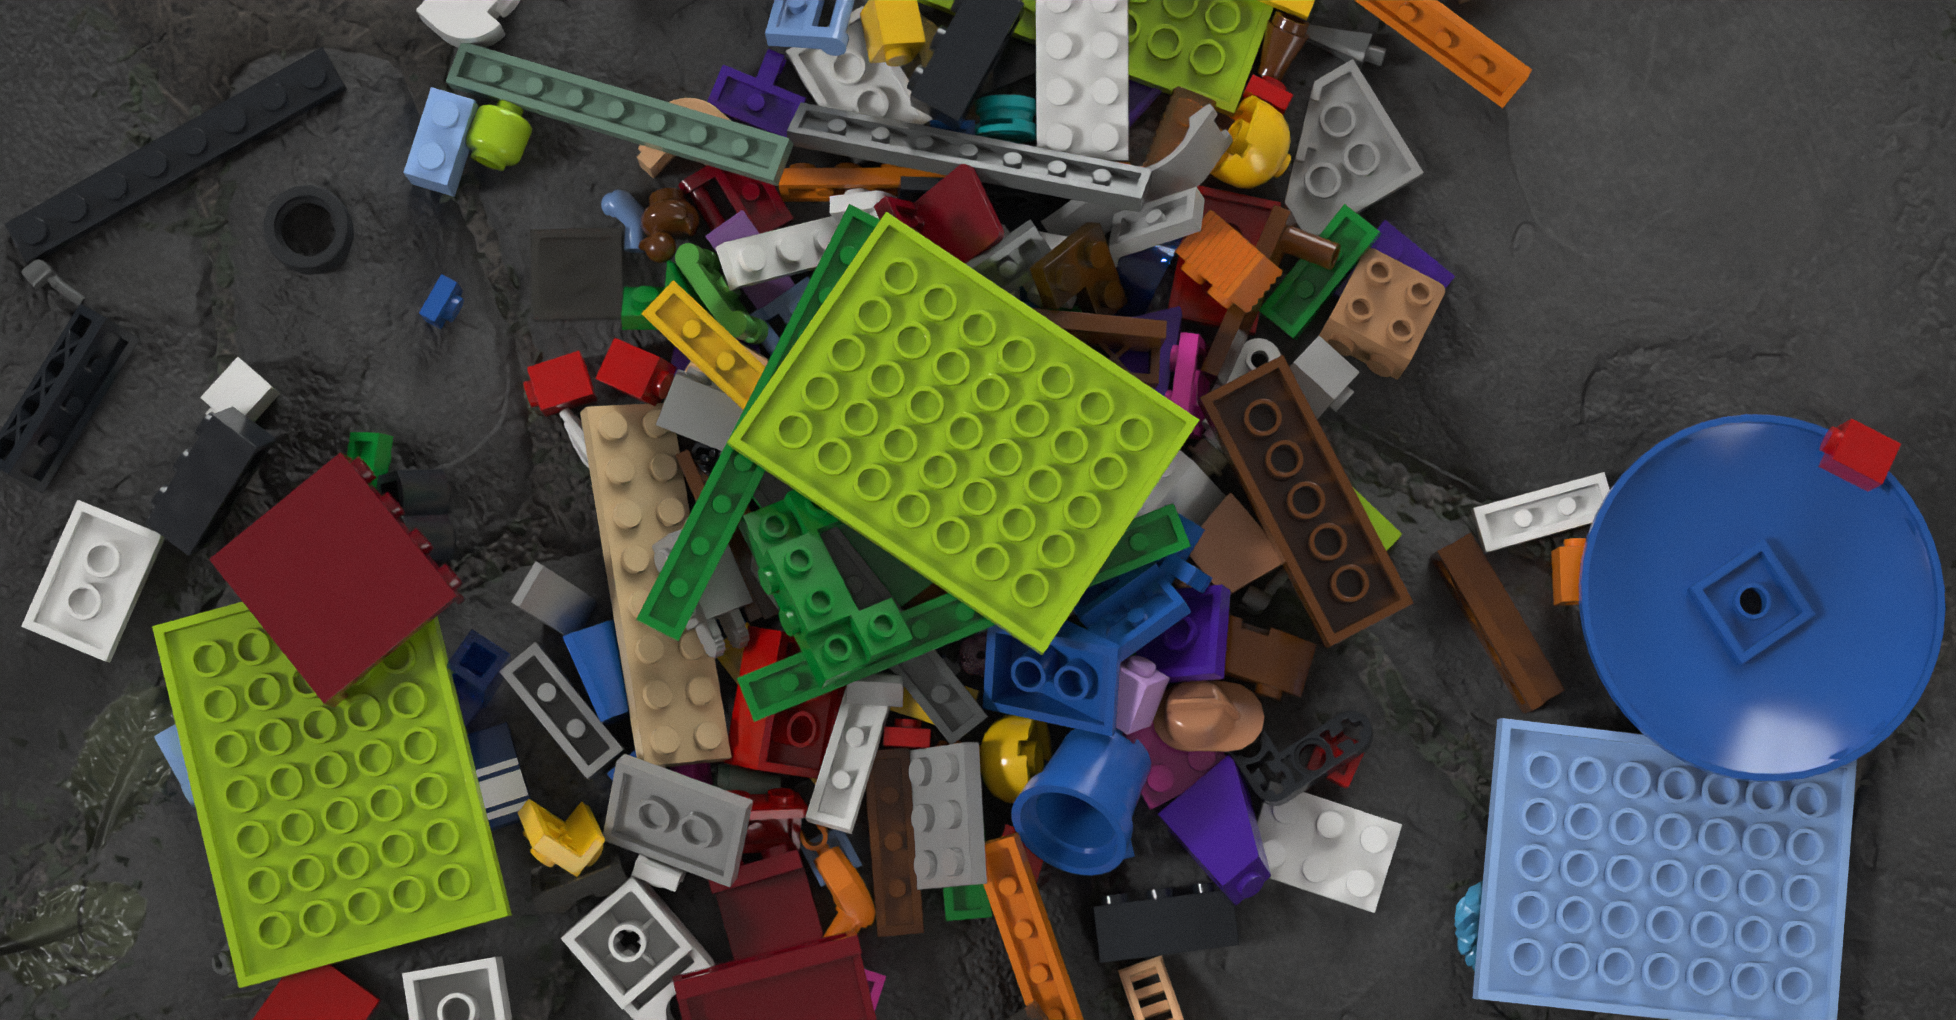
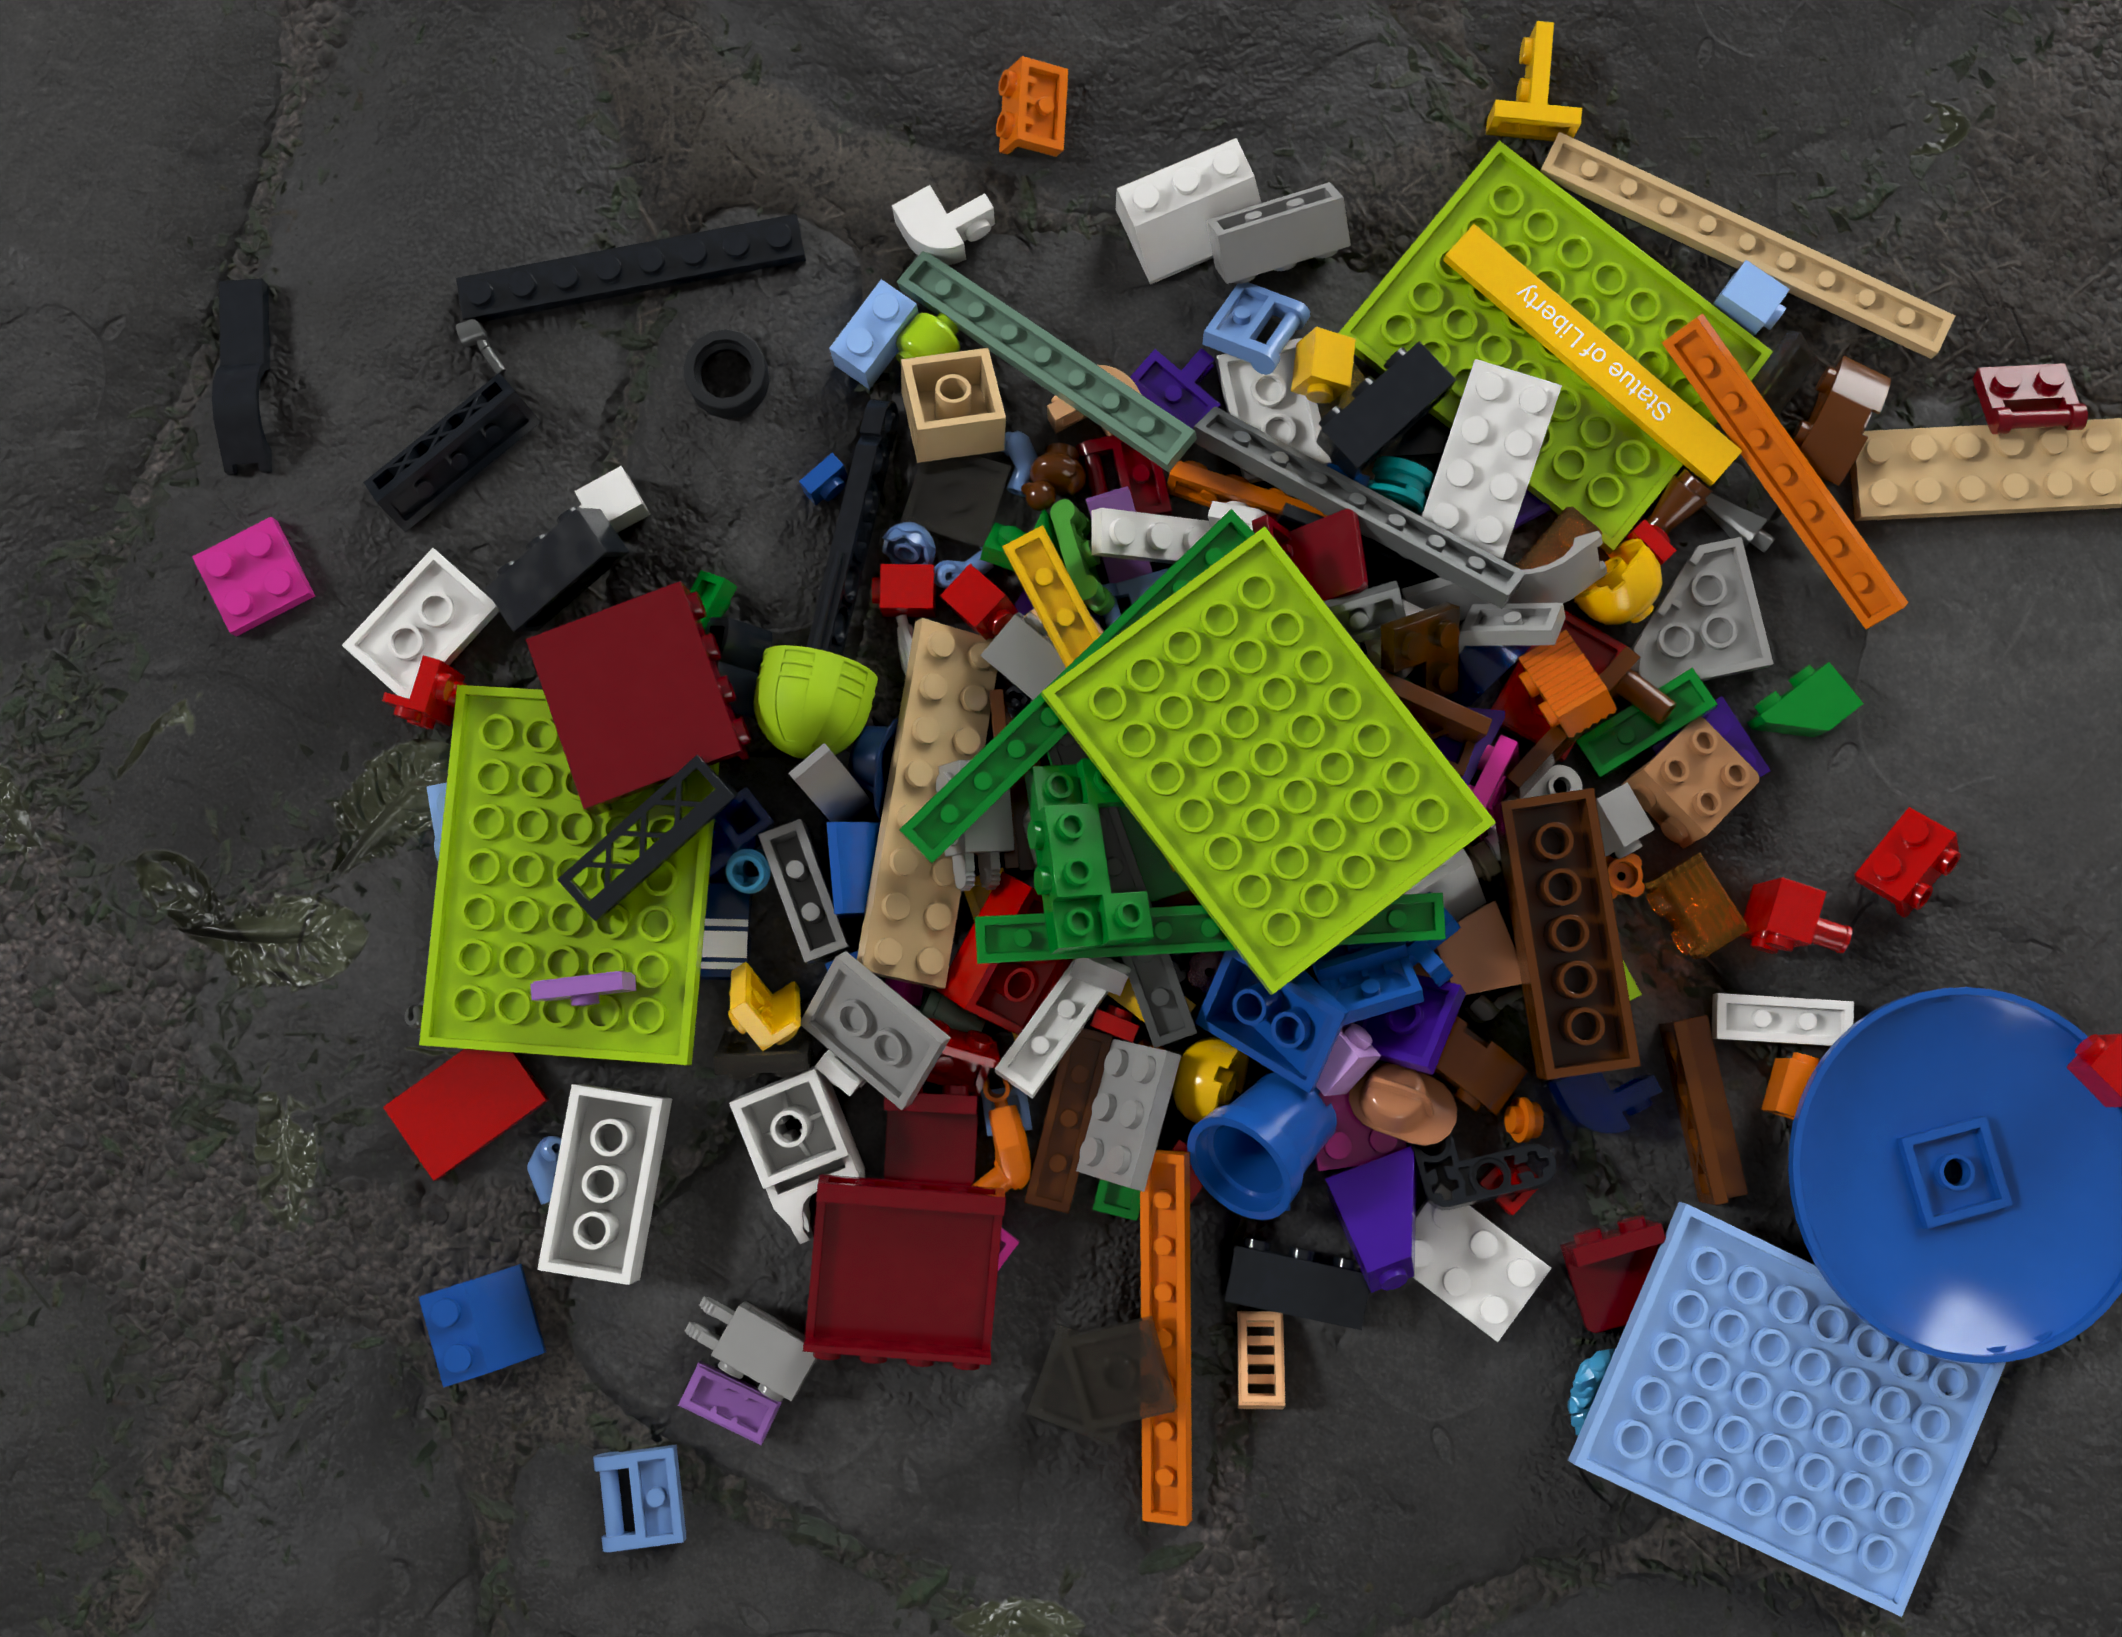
camera: 25 degrees right, 0 degrees up
(132, 646) = (431, 696): none -> red bracket
(383, 876) = (583, 989): none -> medium lavender plate
(412, 718) = (653, 857): none -> black fence
(498, 717) = (743, 875): none -> dark azure cone
(505, 516) = (814, 690): none -> piece
(544, 187) = (953, 405): none -> tan brick
(547, 338) = (909, 544): none -> medium blue plate
(584, 561) = (872, 759): none -> dark blue piece
(596, 350) = (949, 570): none -> medium blue arm
(1329, 692) = (1524, 1120): none -> orange plate
(1350, 414) = (1631, 868): none -> orange plate
(1388, 656) = (1596, 1108): none -> clear blue brick
(1425, 433) = (1695, 907): none -> clear orange brick
(1457, 806) = (1611, 1269): none -> dark red bracket
(1471, 204) = (1808, 708): none -> green slope
(1511, 415) = (1787, 916): none -> red brick
(1616, 319) = (1910, 861): none -> red bracket

